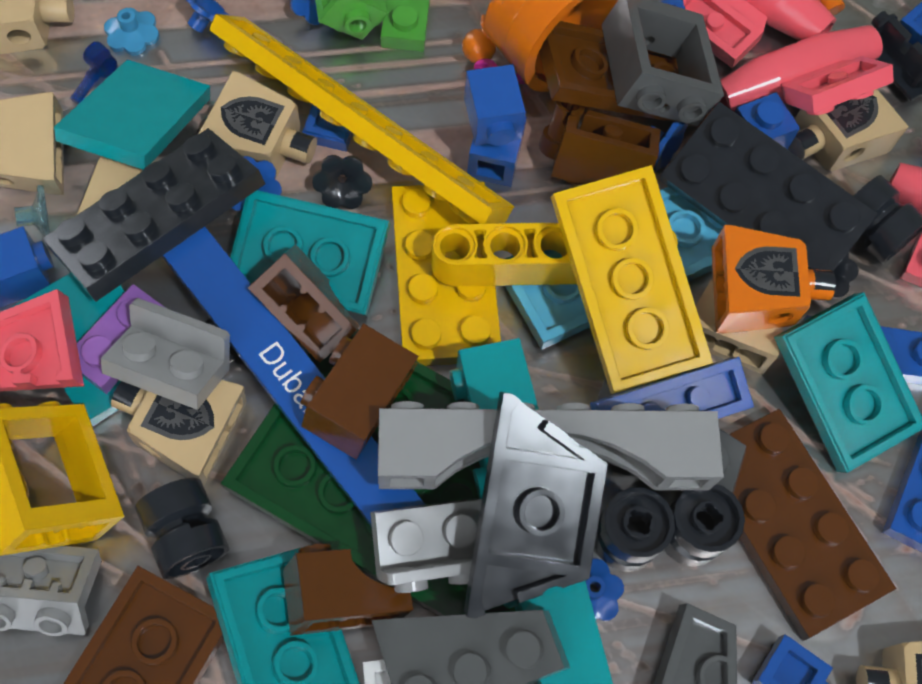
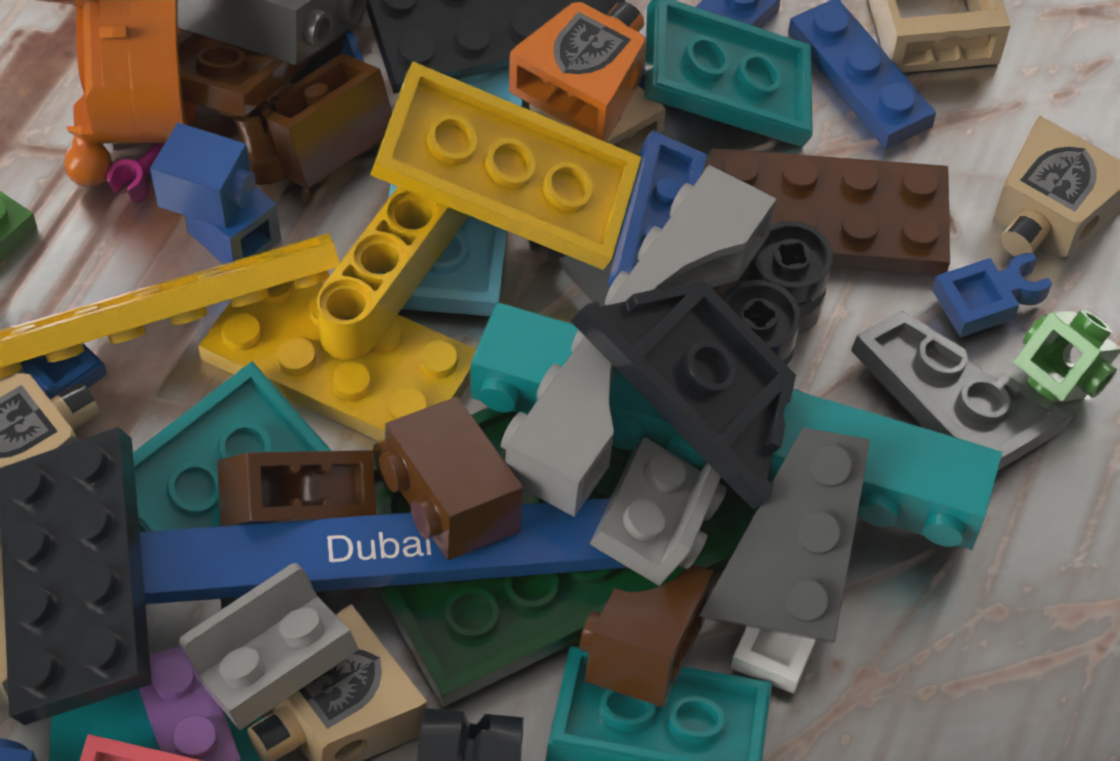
camera: 55 degrees left, 10 degrees down
(338, 189) = (155, 389): black plant -> none

